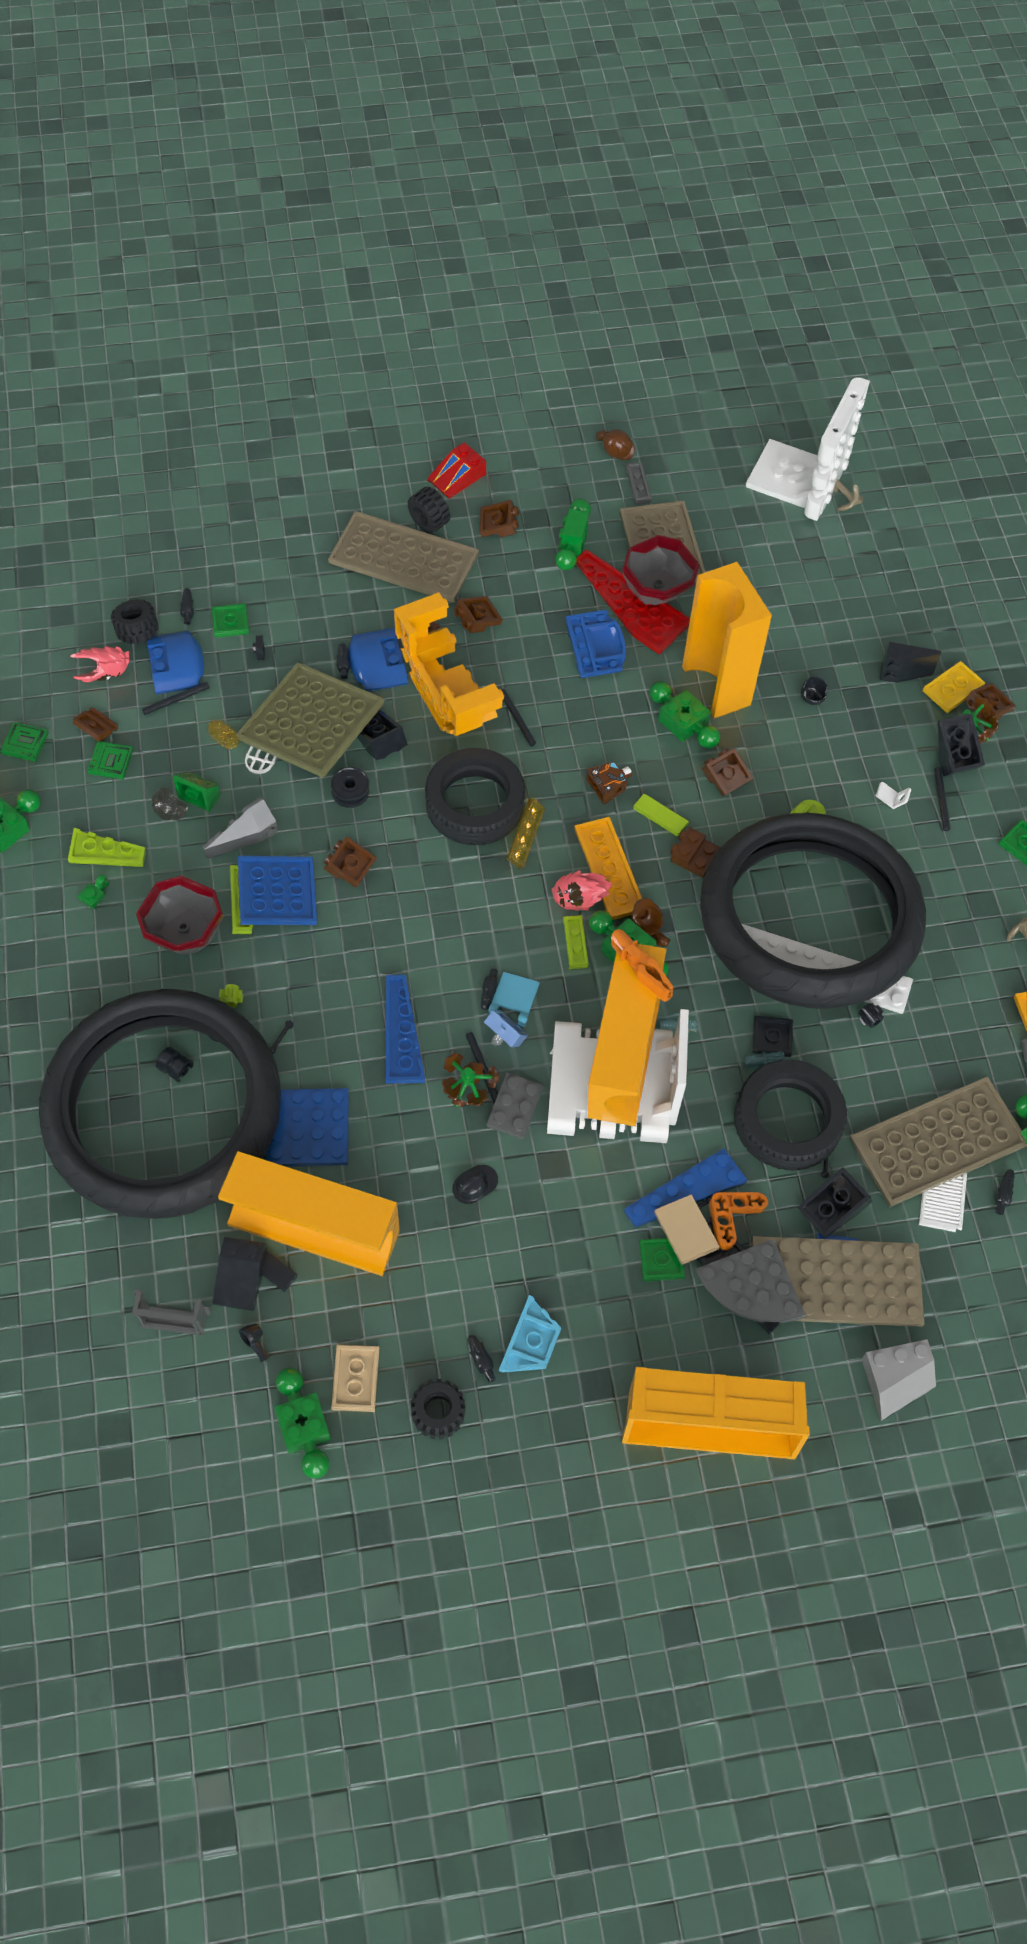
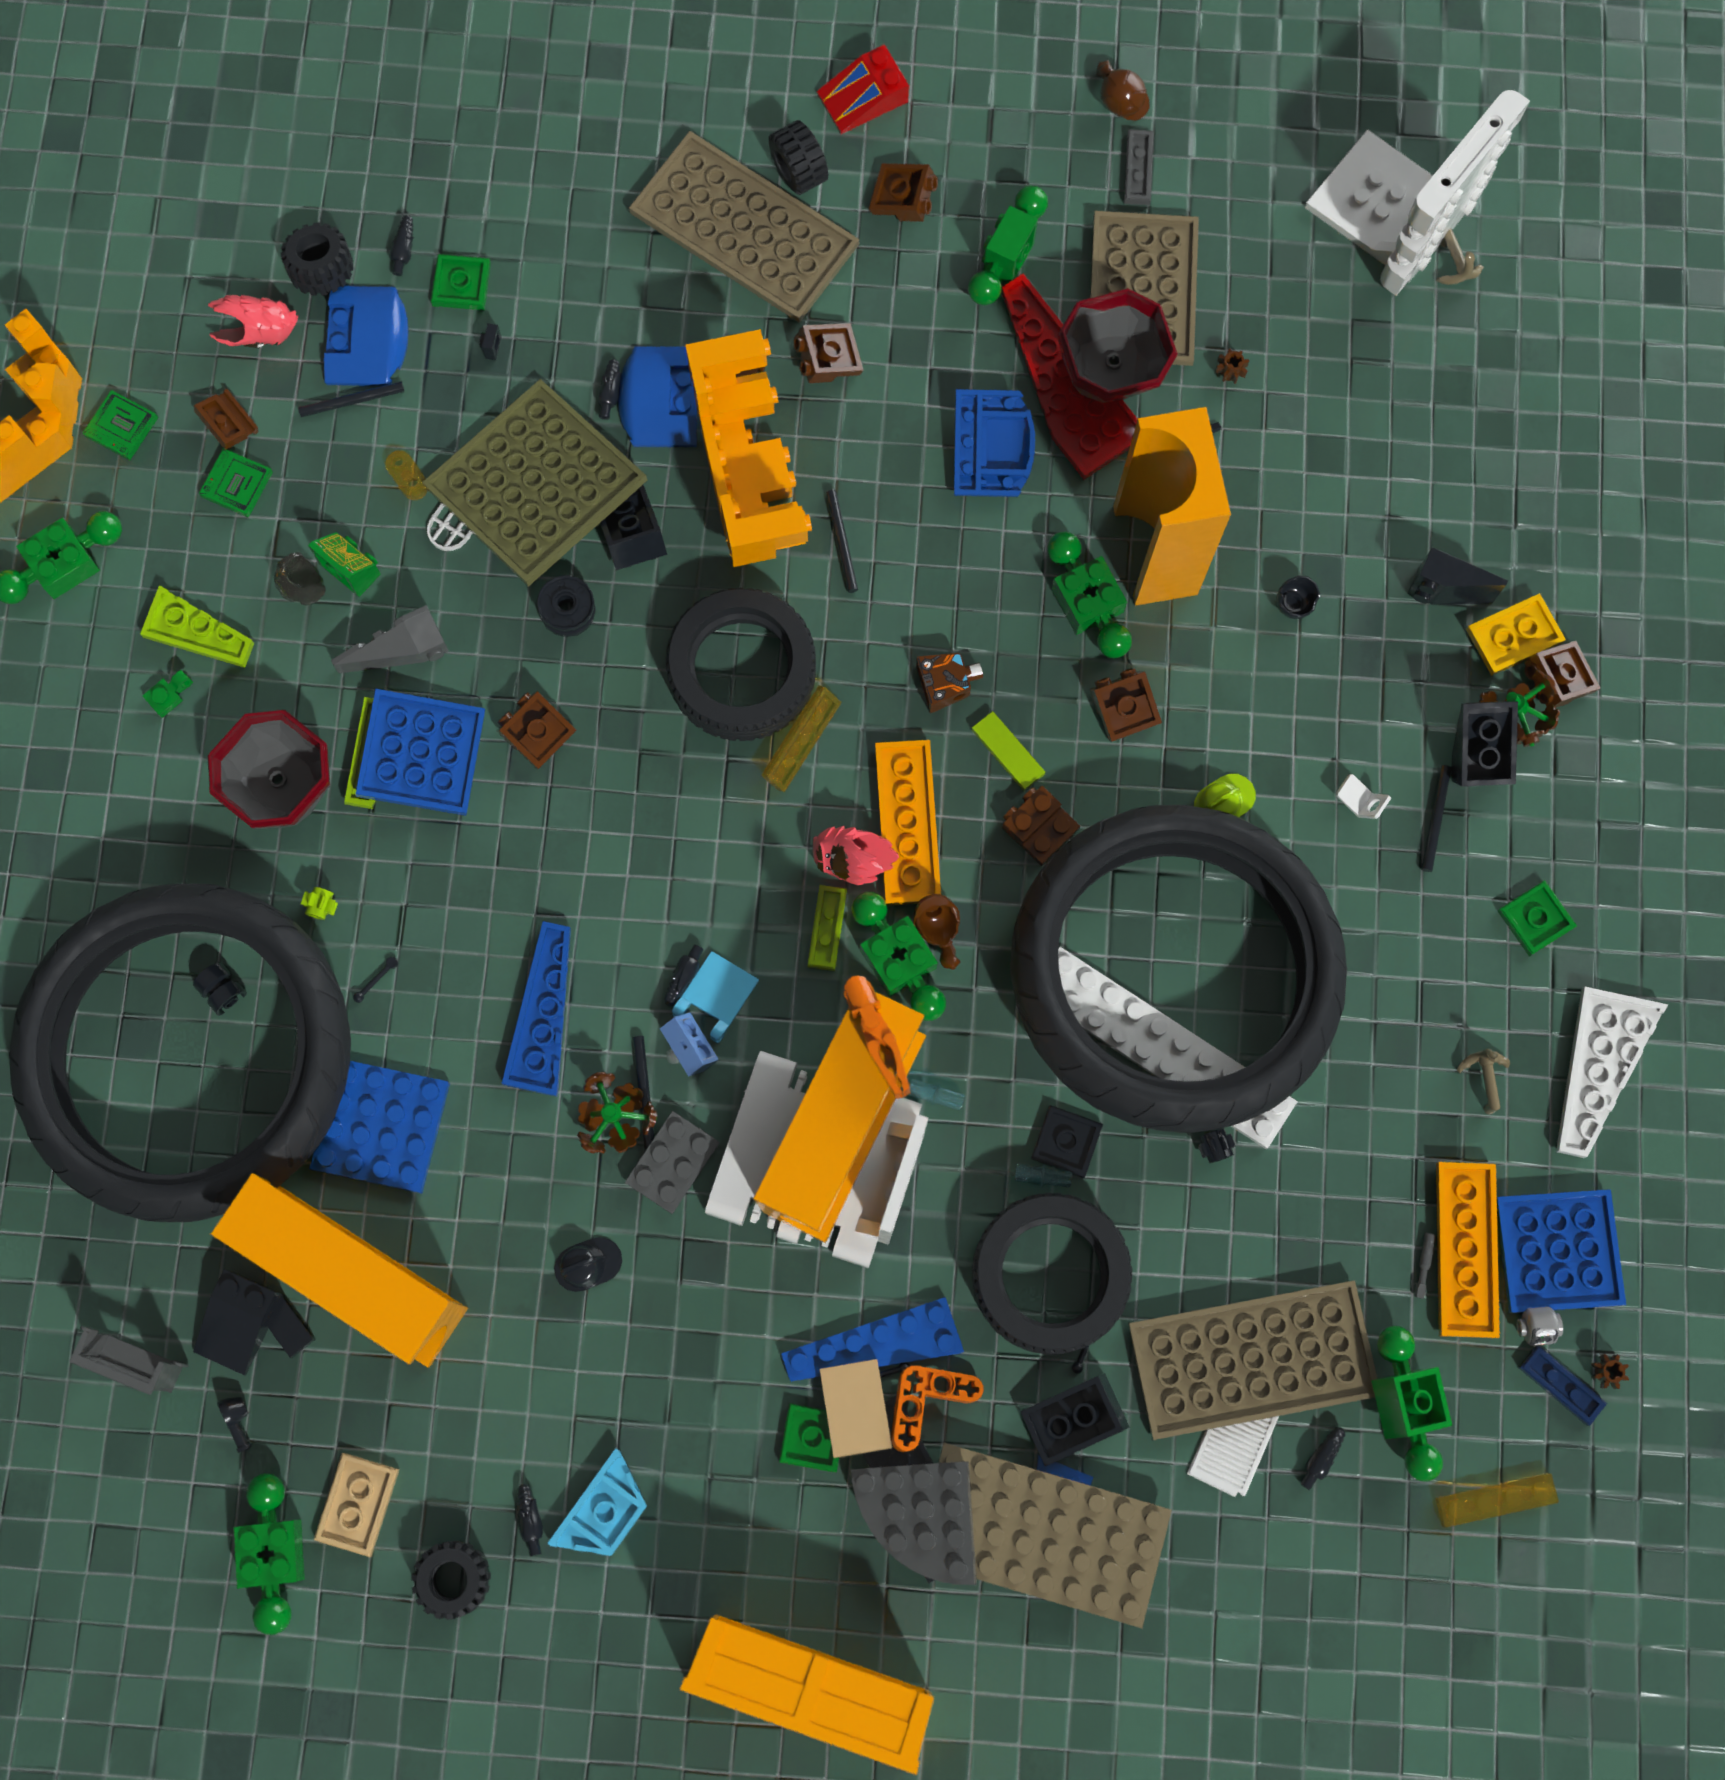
camera: 15 degrees right, 15 degrees up
(899, 1375) = (1087, 1688): light grey wedge -> none

